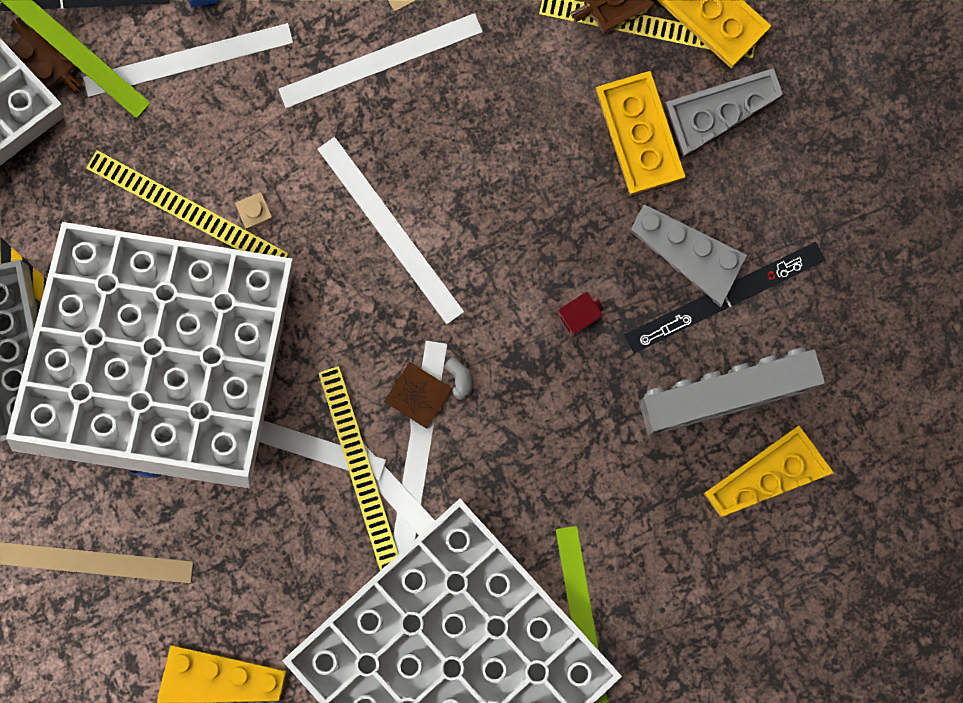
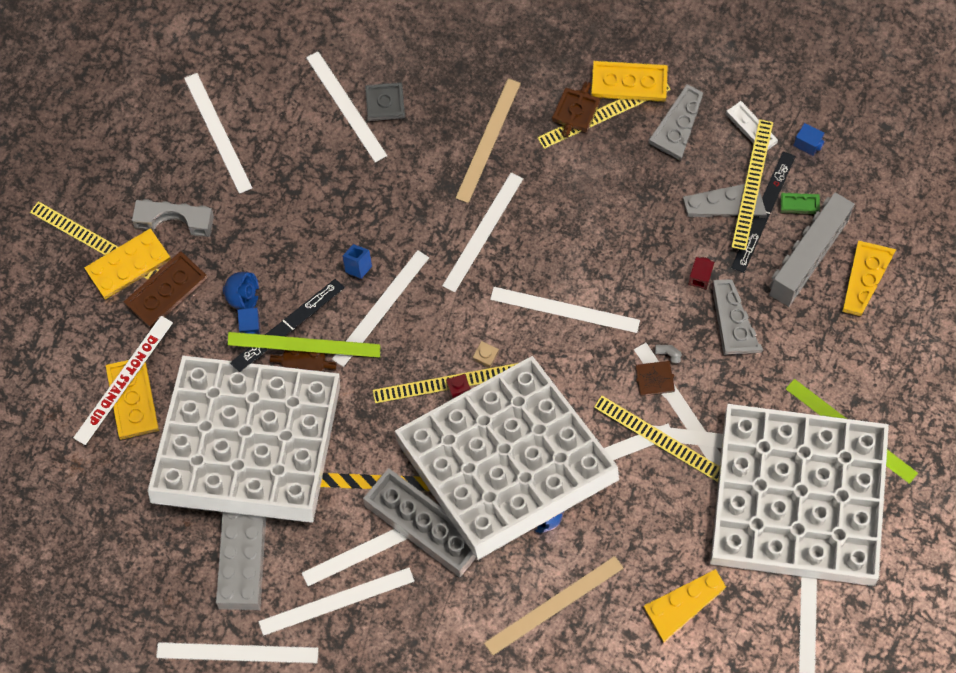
camera: 40 degrees left, 15 degrees down
(182, 226) = (457, 386): none -> dark red brick
(561, 410) = (733, 322): none -> light grey wing
(640, 133) = (649, 164): yellow plate -> none
(737, 255) = (752, 185): none -> light yellow sticker
(773, 323) = (800, 203): none -> bright green plate
(803, 182) = (747, 122): none -> white plate
(857, 254) = (809, 139): none -> blue brick

